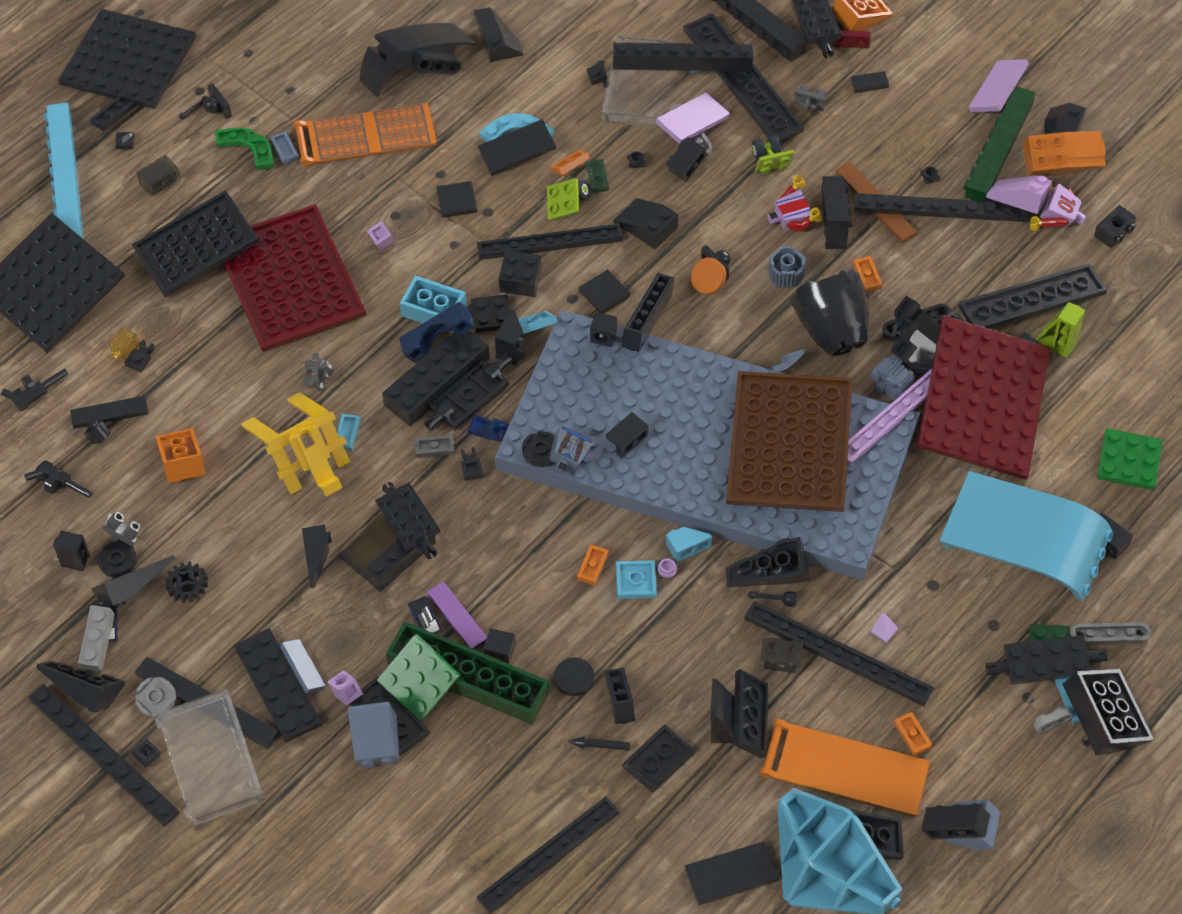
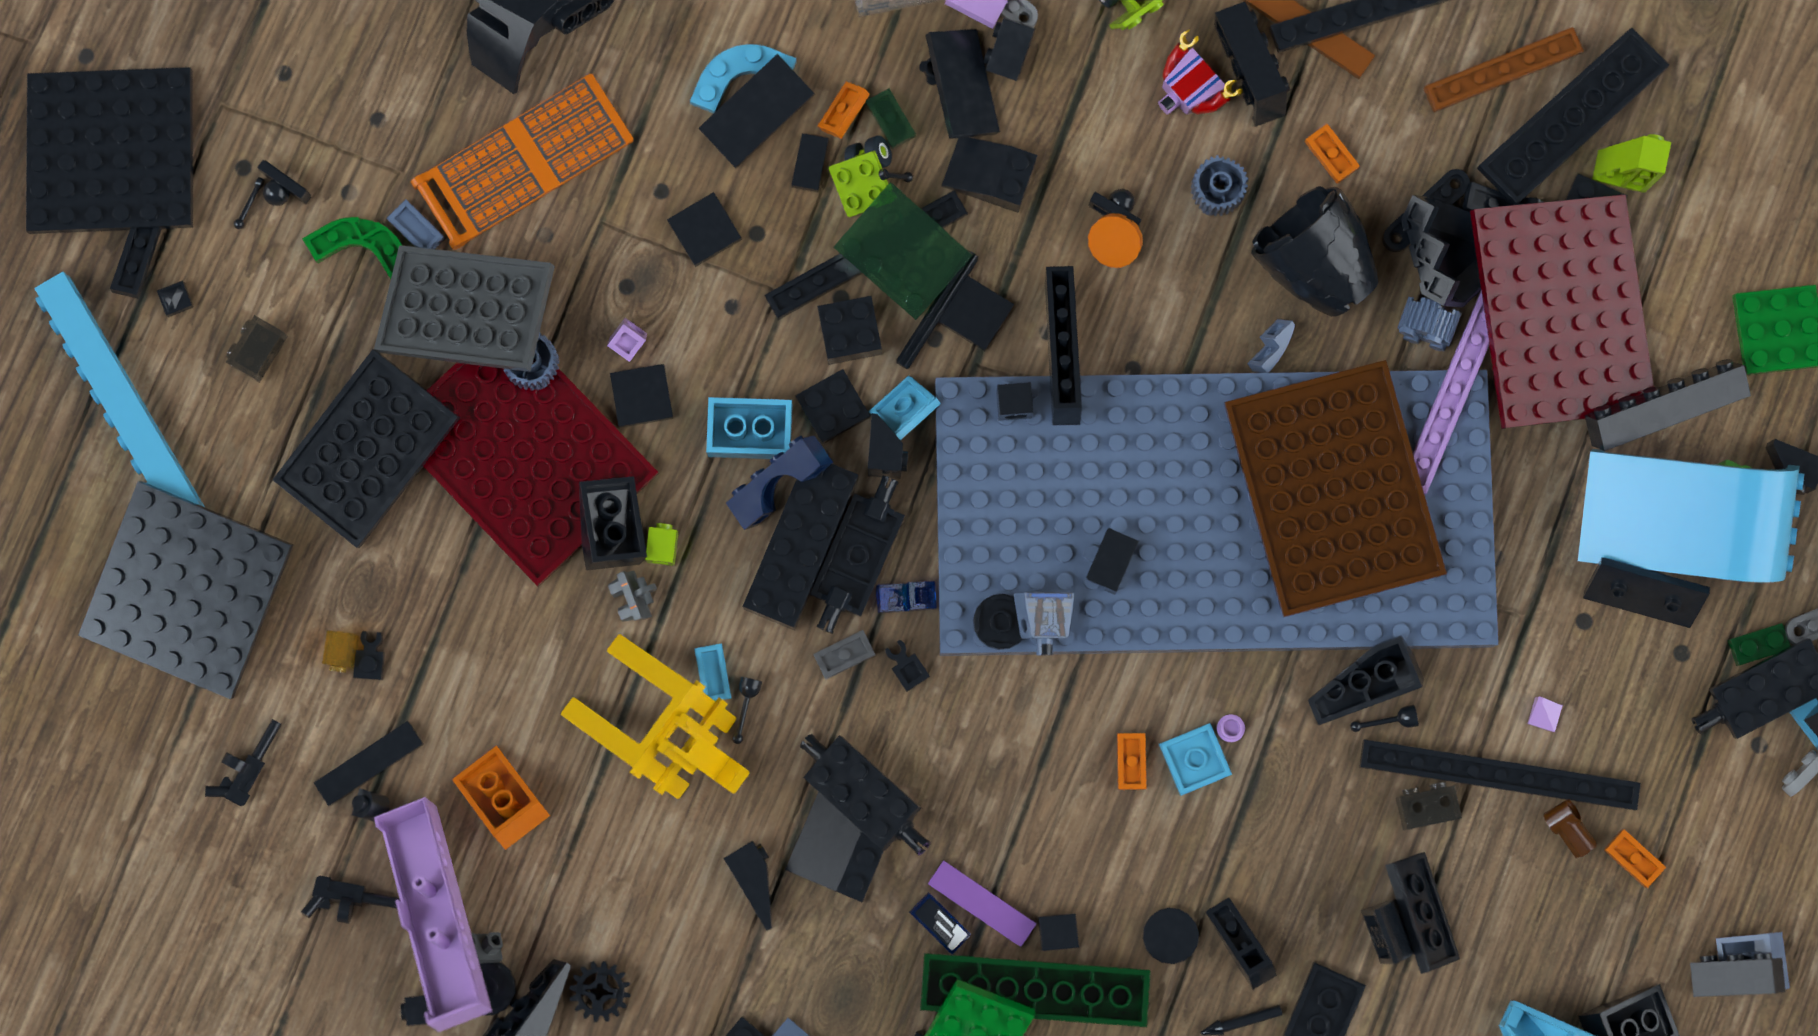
camera: 25 degrees left, 25 degrees up
(104, 491) = (434, 914): none -> lavender piece
(290, 182) = (464, 308): none -> dark grey plate
(316, 224) = (541, 370): none -> sand blue brick
(322, 326) = (610, 523): none -> black slope
(348, 351) = (662, 544): none -> lime brick
(366, 445) = (748, 688): none -> black hinge
(376, 272) = (641, 395): none -> black tile
(537, 184) = (810, 162): none -> black tile
(571, 238) = (903, 251): none -> clear green slope
(574, 286) = (934, 314): none -> black axle
(594, 210) = (884, 174): none -> black hinge
(649, 169) = (962, 83): none -> black tile
(687, 542) = (1242, 682): medium azure slope -> none
(847, 768) = (1567, 936): orange flag -> none
(872, 694) = (1566, 822): none -> reddish brown piece
(979, 573) = (1646, 592): none -> black plate
(997, 264) = (1503, 69): none -> dark orange tile
(1036, 469) = (1667, 404): none -> brick

